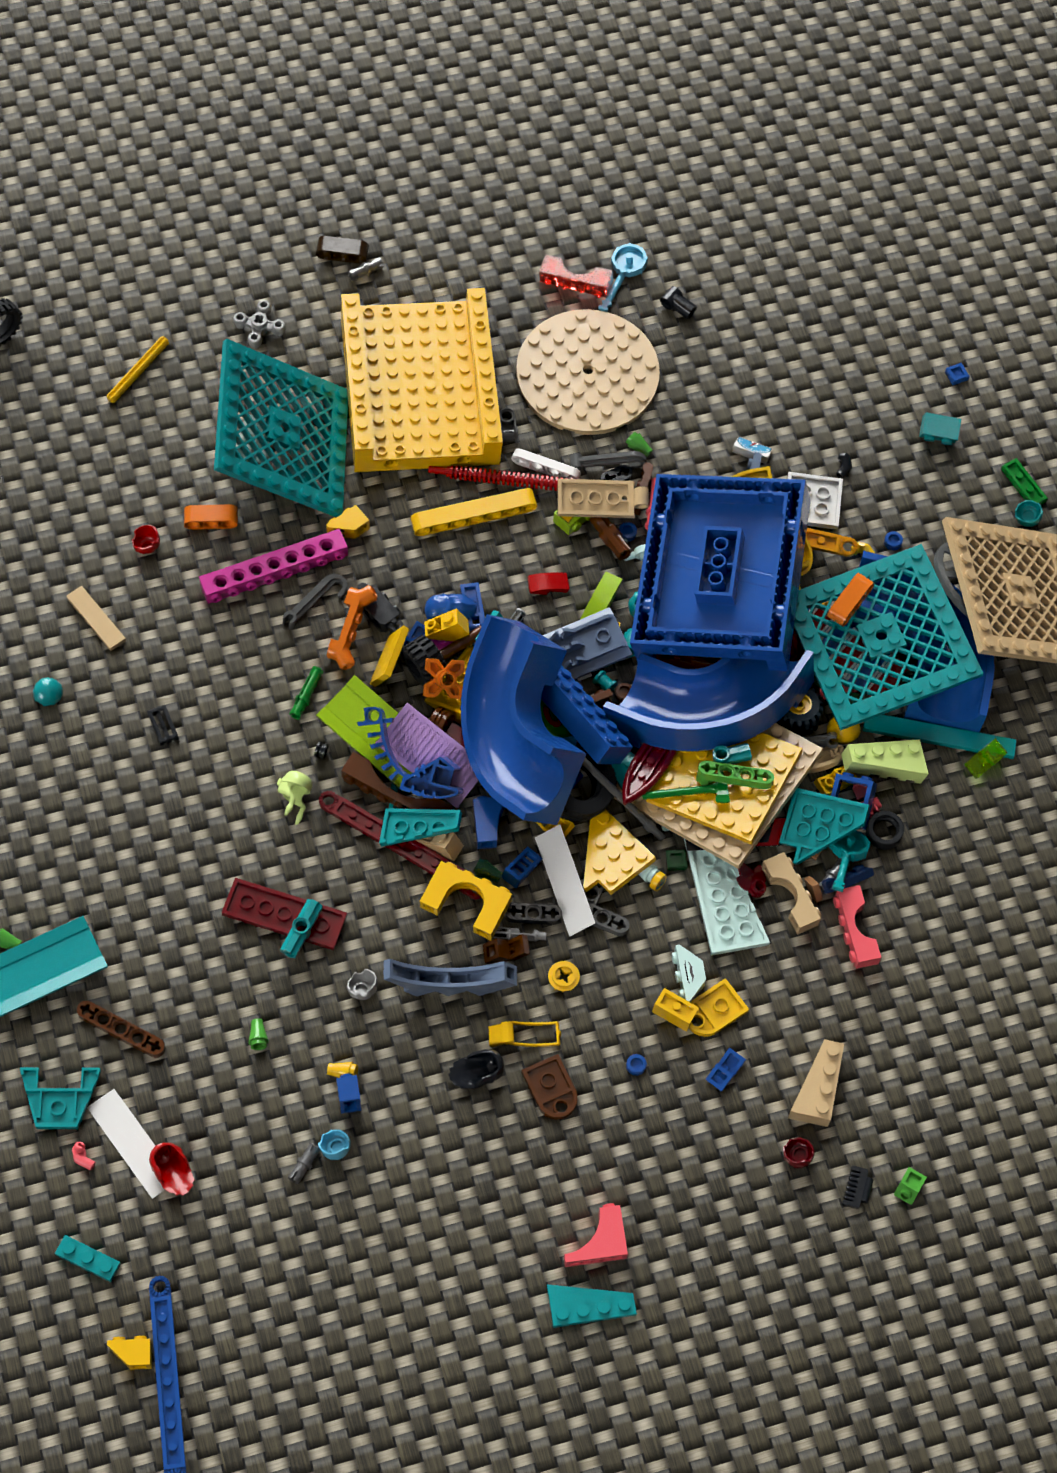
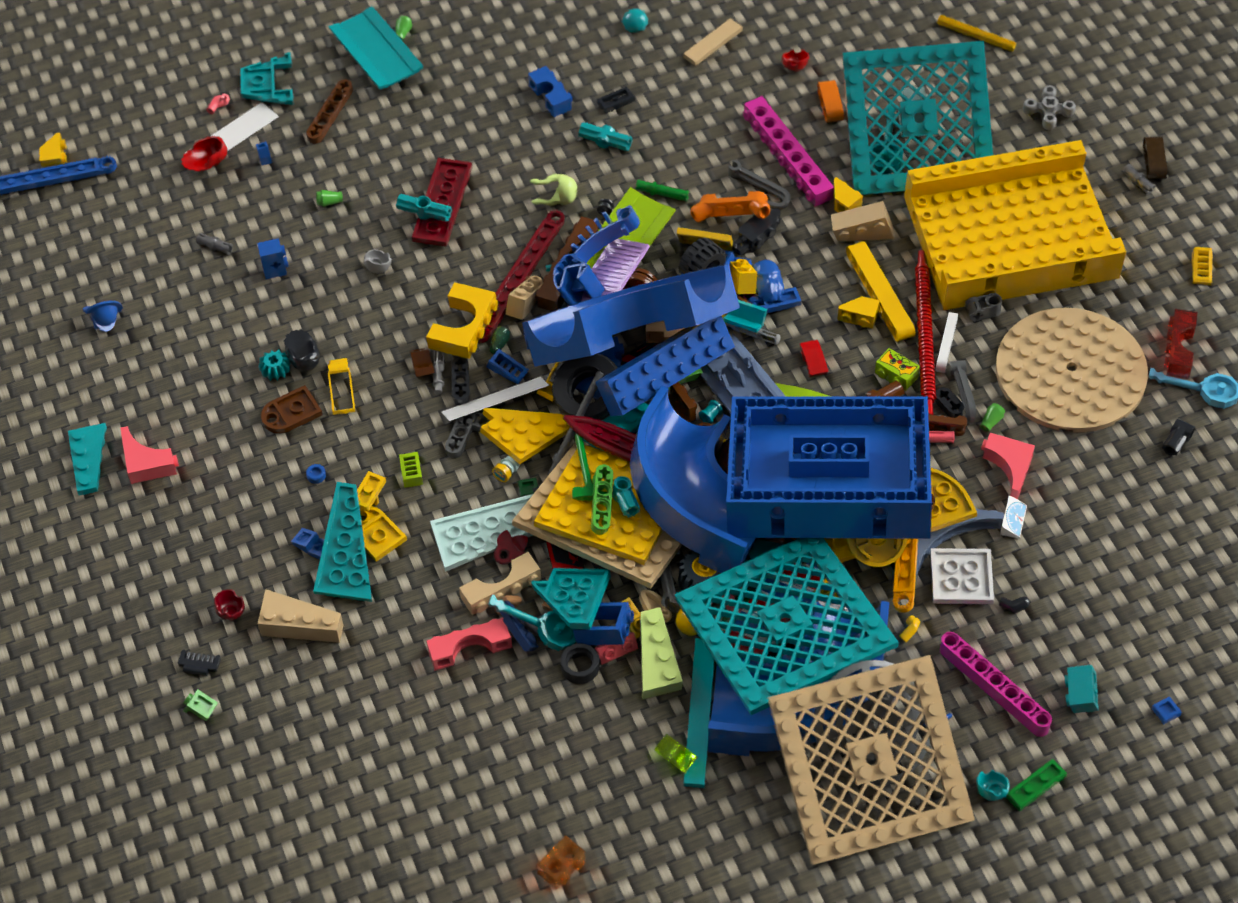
camera: 90 degrees right, 10 degrees down
(87, 1258) = (133, 119): teal plate -> none
(125, 790) = (557, 99): none -> blue arch
(181, 1100) = (263, 153): none -> blue piece
(219, 739) = (605, 136): none -> teal piece
(334, 1144) = (228, 259): medium azure hair -> none
(339, 1069) = (298, 259): yellow cone -> none
(389, 512) = (863, 223): none -> tan wedge
(394, 1287) = (104, 314): none -> blue helmet
(415, 824) = (532, 274): teal wing -> none
(437, 671) = (679, 265): orange plant -> none
(450, 981) = (382, 307): sand blue arch -> none
(483, 237) = (1199, 255): none -> yellow slope
(486, 1094) = (274, 365): none -> teal gear
(498, 532) = (859, 311): none -> yellow slope
(566, 968) = (401, 402): yellow gear -> none
(600, 498) = (908, 369): tan hinge -> none
(656, 975) = (412, 480): none -> lime slope
(689, 973) = (406, 505): light aqua slope -> none
(691, 435) = (1011, 456): none -> coral arch
(750, 1036) = (343, 556): none -> teal wing
(850, 599) = (816, 580): orange beam -> none
(893, 540) = (934, 653): blue tile -> none
(931, 487) = (997, 692): none -> dark pink beam

